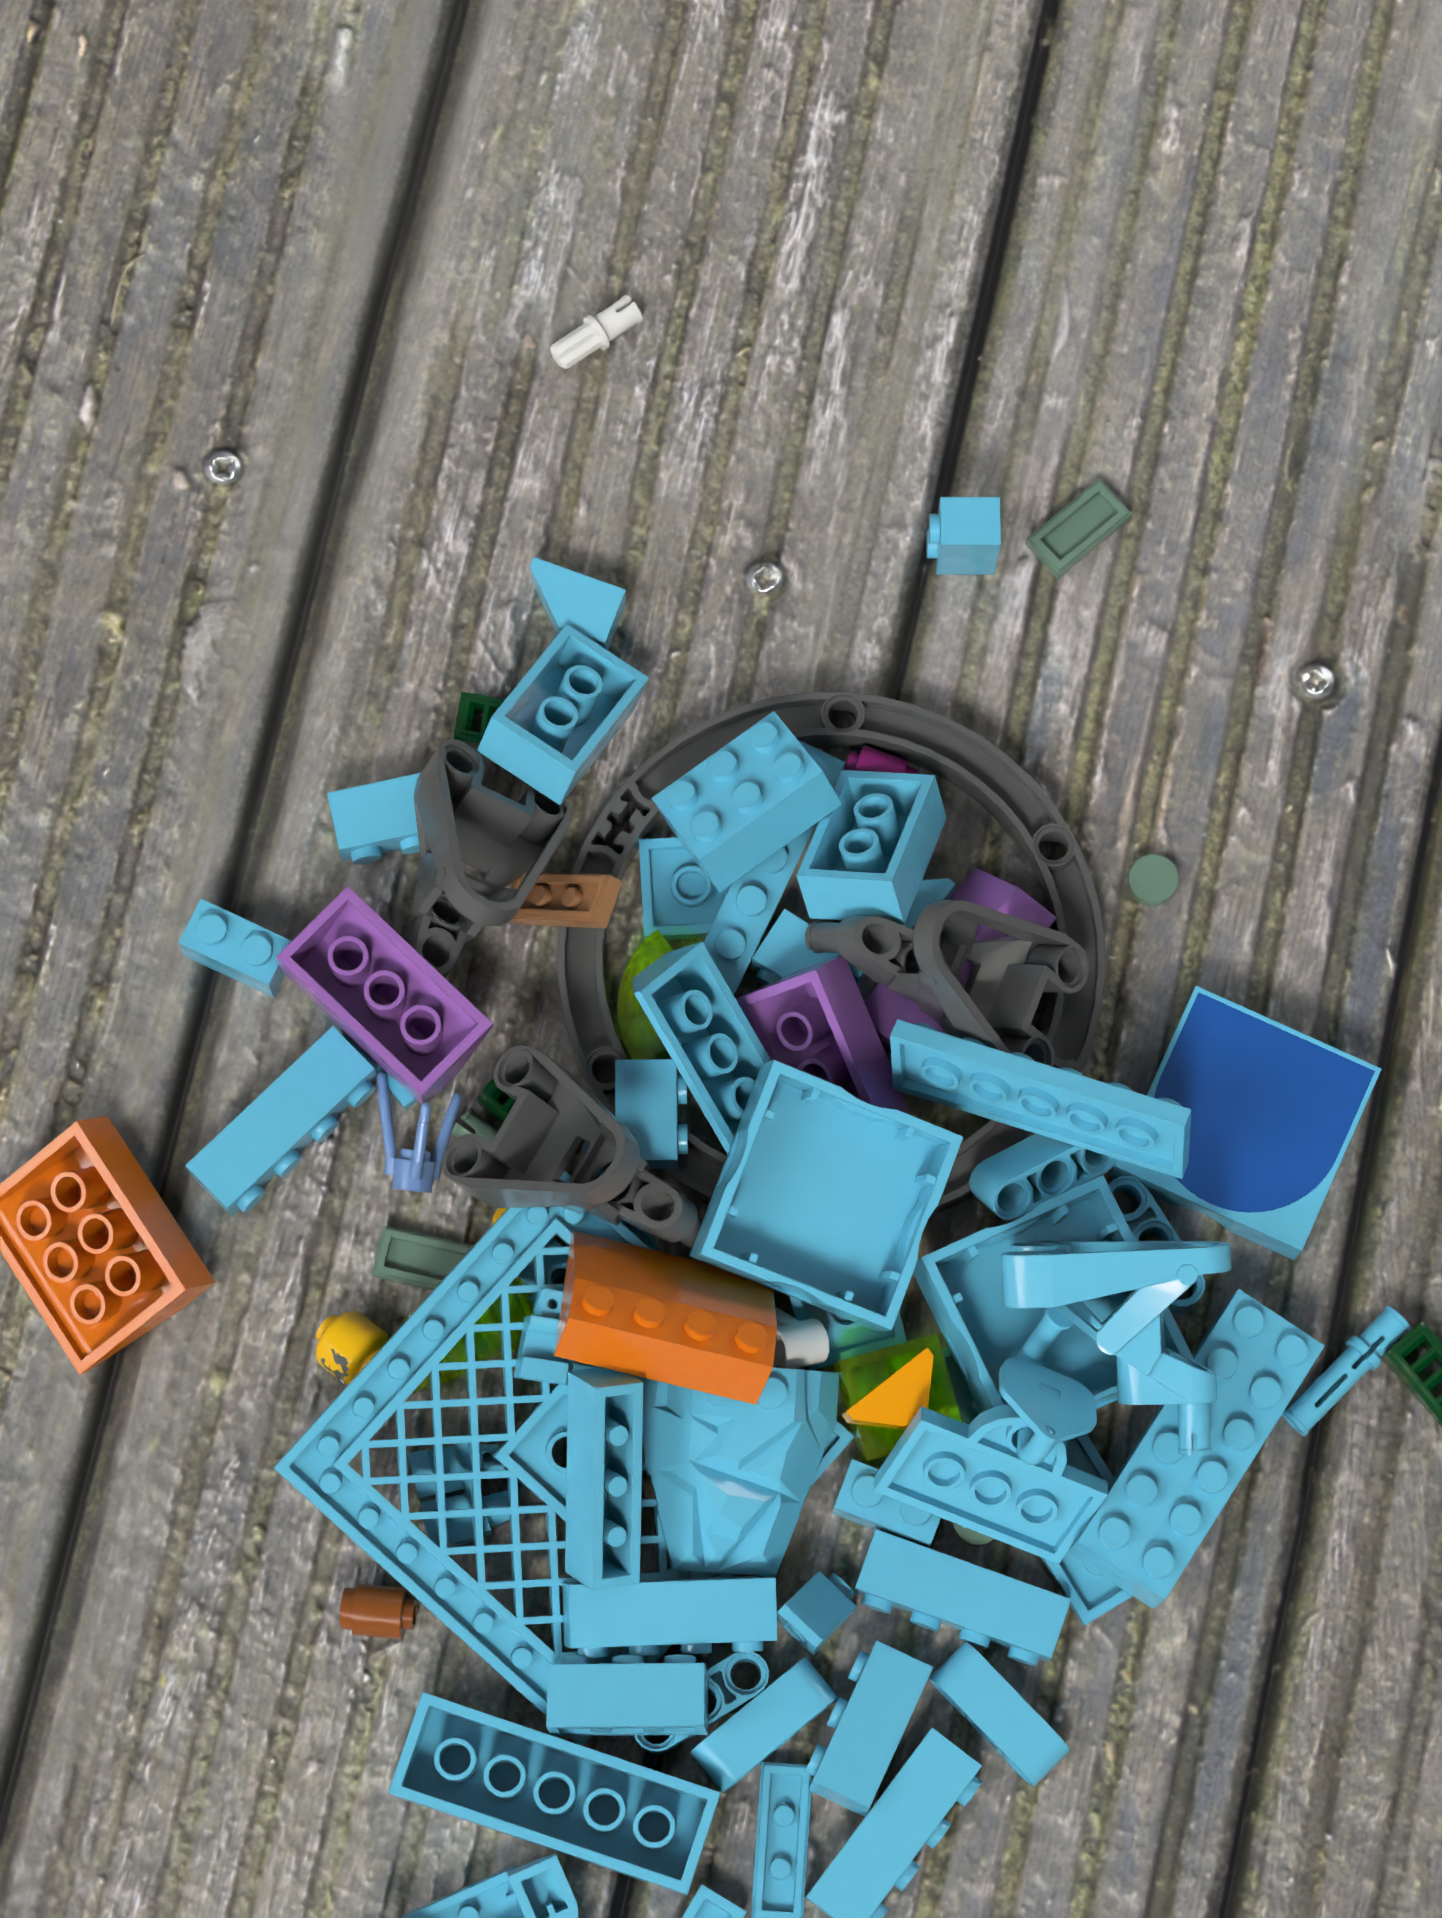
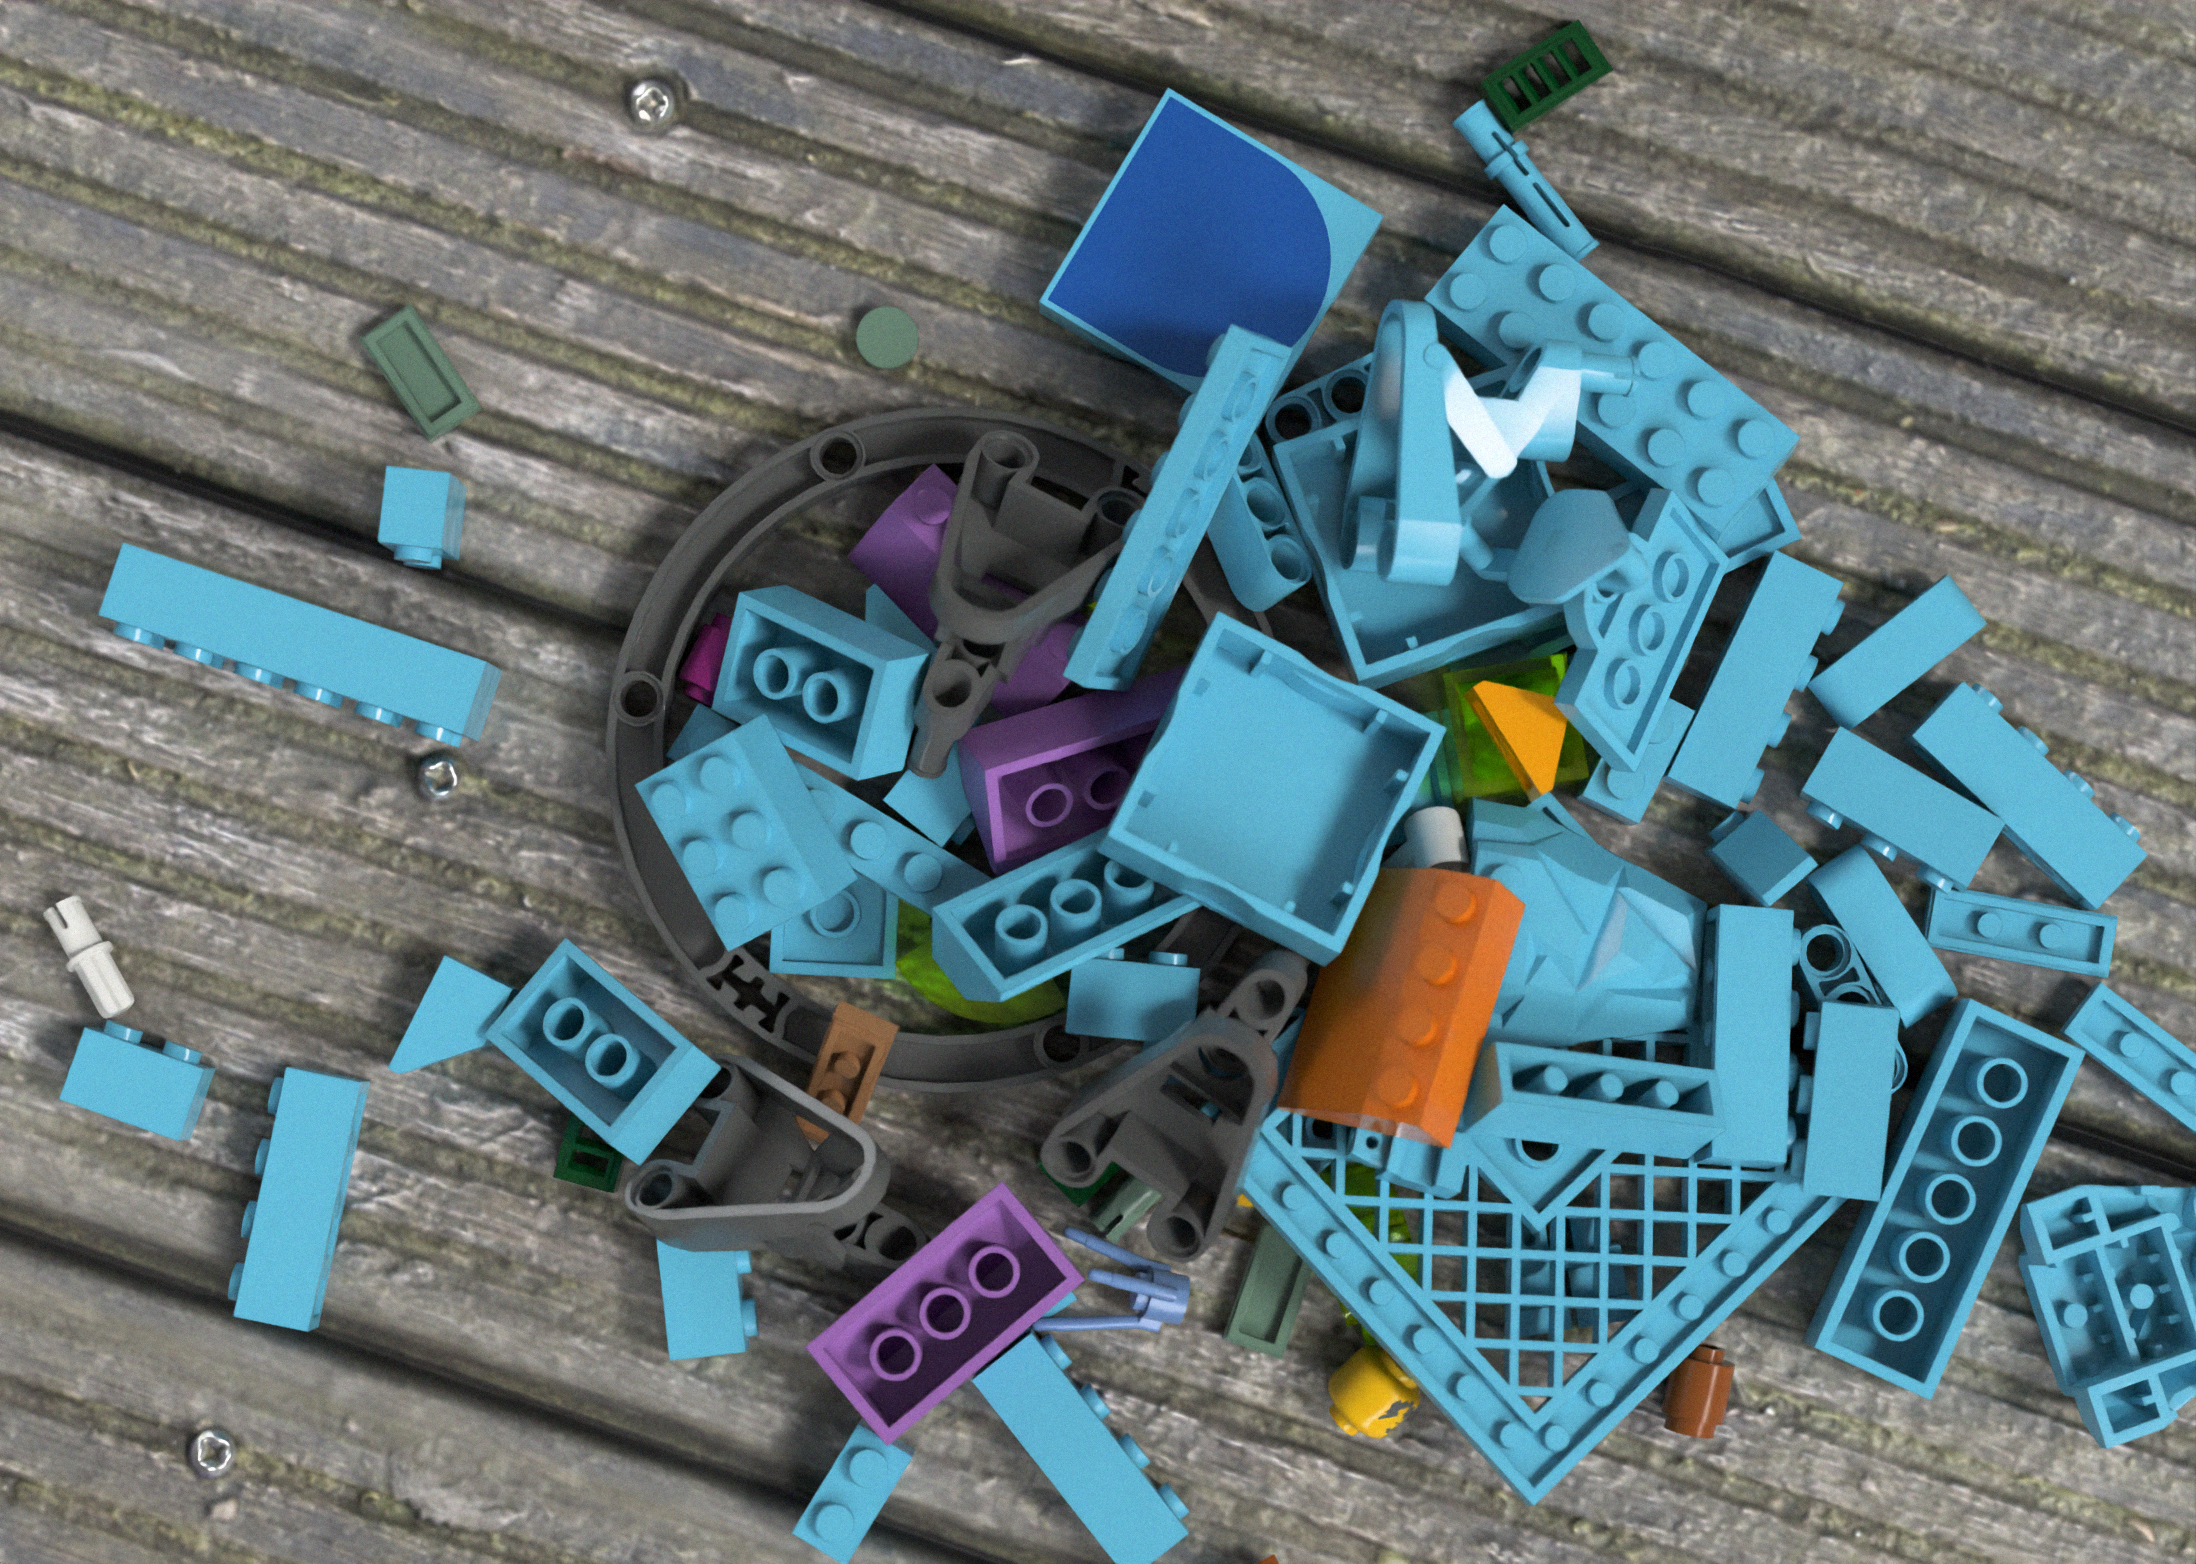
camera: 85 degrees left, 10 degrees up
(426, 506) = (299, 1198): none -> medium azure brick
(503, 378) = (138, 1081): none -> medium azure brick
(856, 449) = (295, 640): none -> medium azure brick

